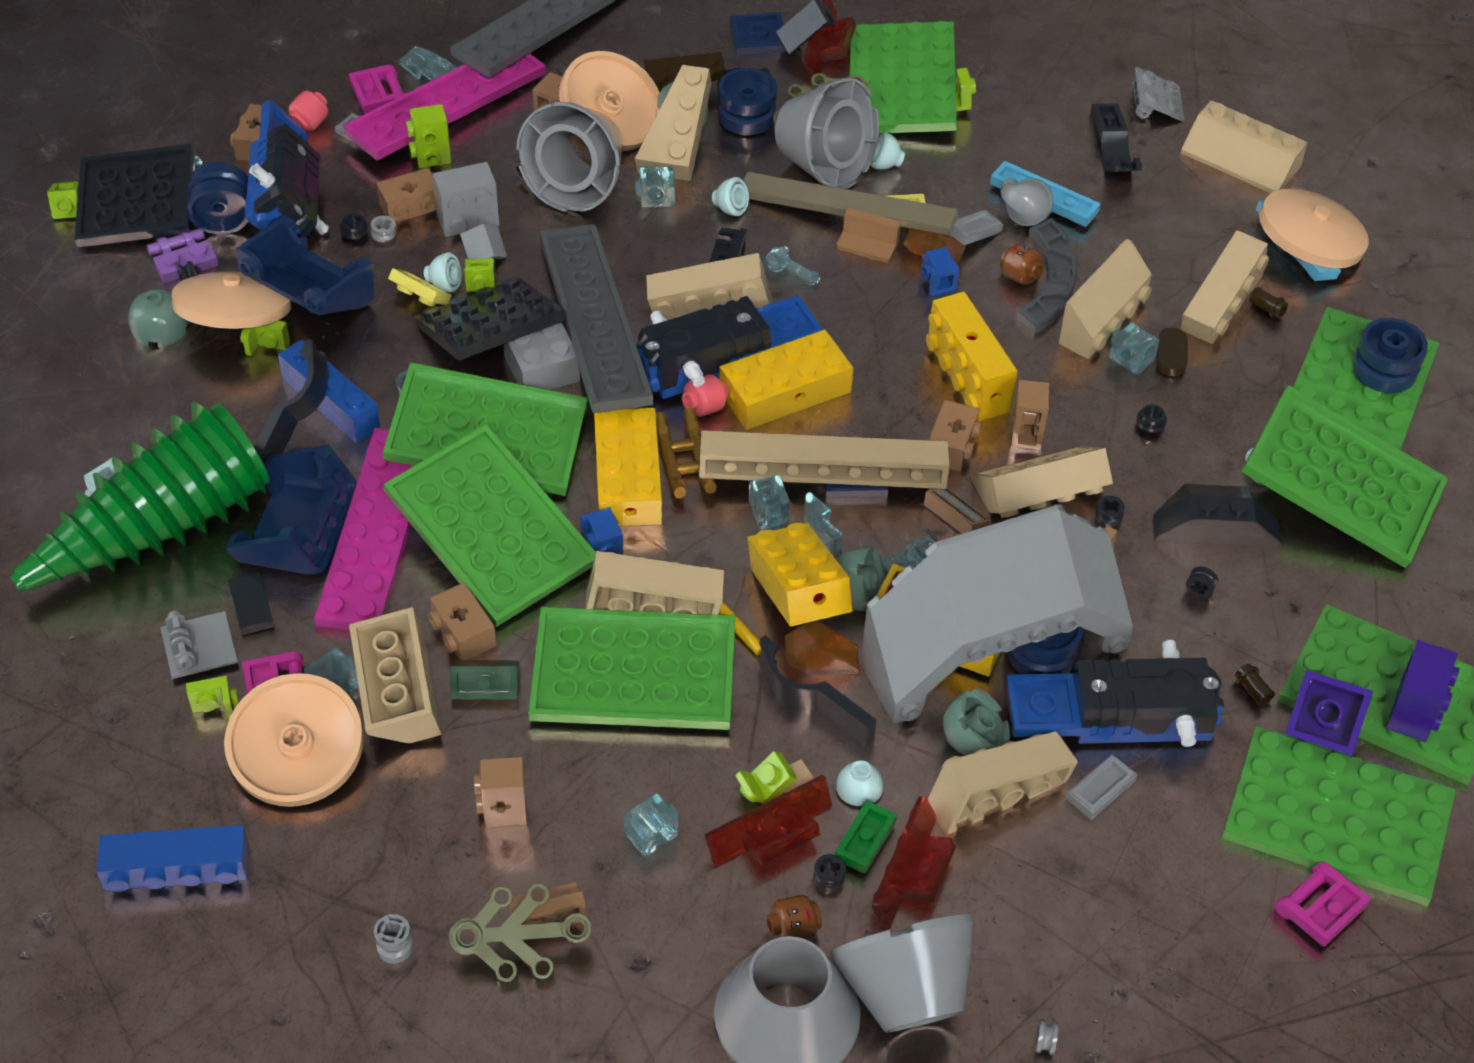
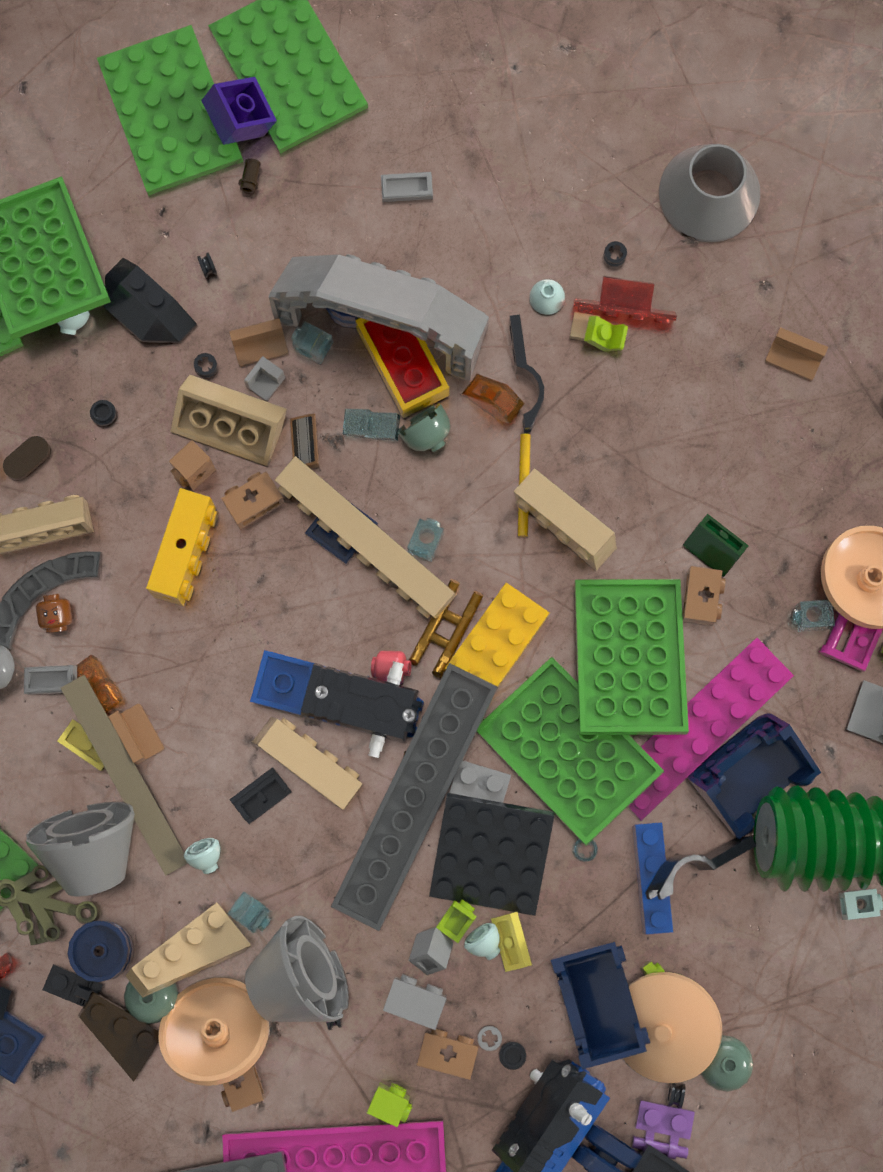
camera: 140 degrees left, 30 degrees up
(250, 603) = (825, 724): black tile -> none
(395, 677) = (779, 577): tan slope -> none
(501, 792) = (775, 437): medium nougat brick -> none
(513, 933) = (855, 354): olive plant -> none
(602, 531) = (558, 597): blue brick -> none
(633, 668) = (620, 477): bright green plate -> none
(651, 824) = (696, 358): clear light blue brick -> none
(779, 259) = (222, 763): clear light blue piece -> none
(786, 379) = (323, 636): yellow brick -> none
(794, 917) = (665, 234): dark orange head -> none
(799, 574) = (468, 449): yellow brick -> none
(818, 518) = (407, 499): clear light blue slope -> none
(866, 836) = (576, 257): green plate -> none
(887, 153) = (41, 808): light aqua brick -> none
(911, 972) = (635, 145): light grey cone -> none
(915, 866) = (562, 214): clear red bracket -> none
(940, 271) = (118, 656): blue brick -> none
(974, 723) = (453, 267): sand green cylinder -> none
(999, 778) = (468, 226): tan wedge -> none
(1046, 1037) = (584, 68): light grey bush -> none
(1120, 700) = (349, 215): piece -> none
(1133, 348) = (54, 476): clear light blue brick -> none
(1330, 911) = (357, 16): dark pink plate -> none
(1424, 691) = (175, 72): dark purple brick -> none

